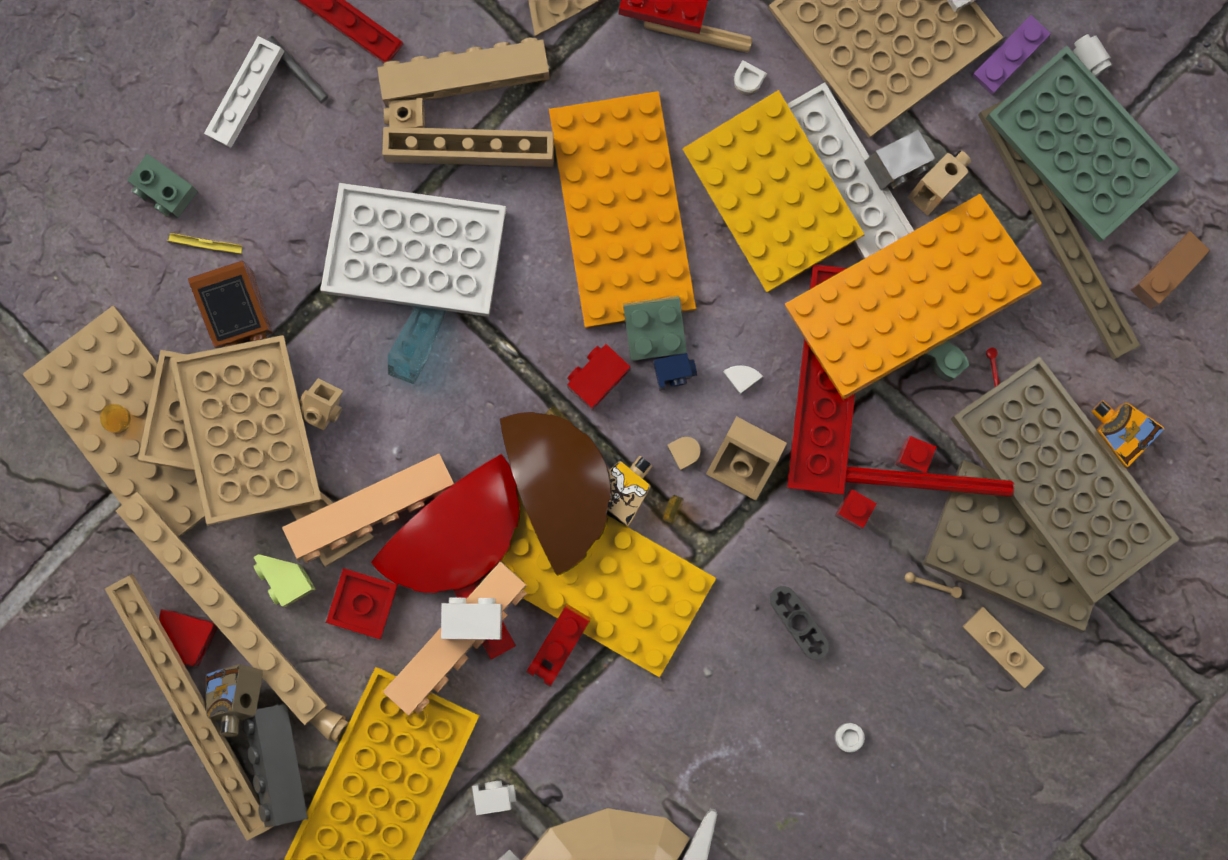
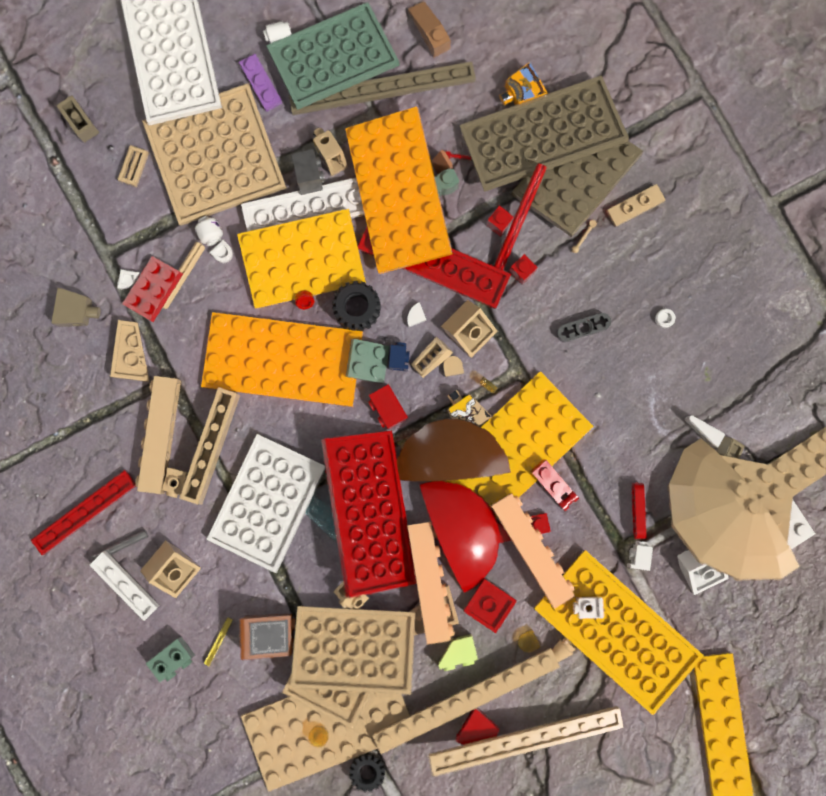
camera: 75 degrees left, 0 degrees up
(69, 496) = (363, 784): none -> black tyre
(232, 696) = (528, 709): dark tan torso -> none
(275, 766) = (580, 694): dark grey brick -> none
(283, 146) = (170, 569): none -> tan slope
(327, 673) = (528, 642): none -> clear yellow tile
(406, 750) = (581, 603): none -> white brick
(440, 392) = (368, 513): none -> red plate
(471, 620) = (526, 535): white brick -> none
(558, 777) = (638, 510): none -> red beam
(692, 429) = (435, 361): none -> tan slope
(715, 213) = (304, 300): none -> red tile
(733, 265) = (356, 290): none -> black tyre
(772, 49) = (208, 231): none -> white head
(975, 347) = (441, 162): none -> nougat slope

